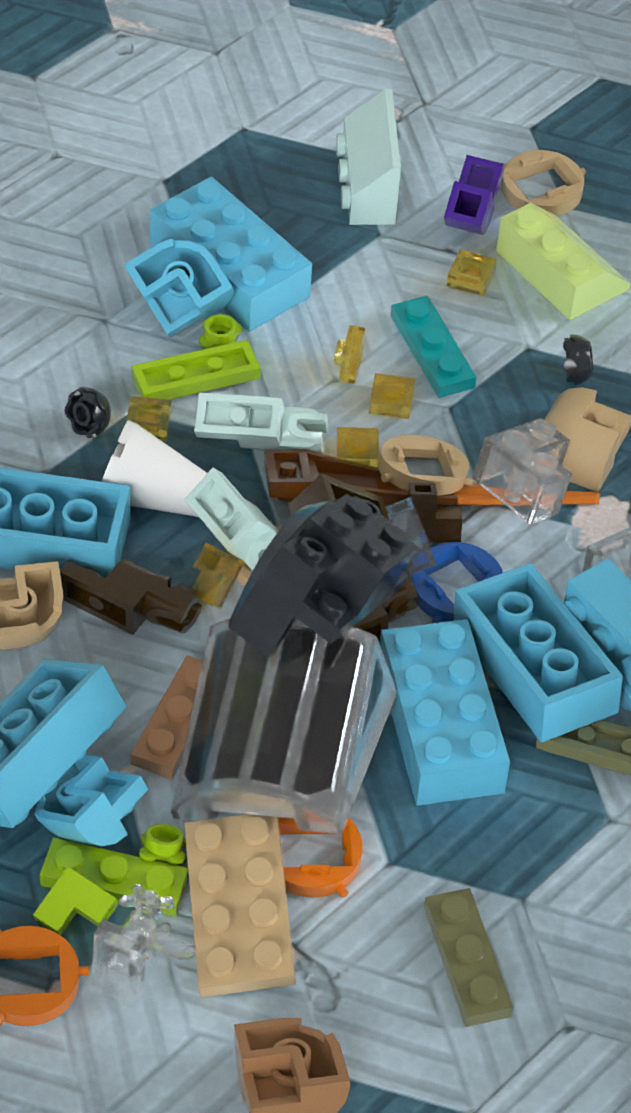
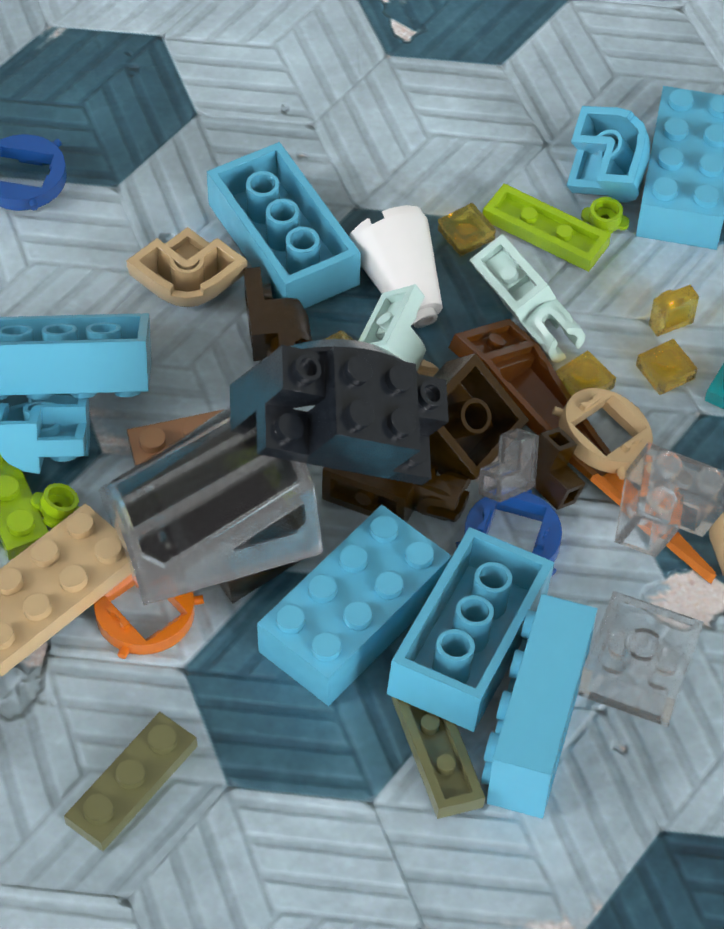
camera: 55 degrees right, 5 degrees up
(88, 411) = (434, 189): black plate -> none

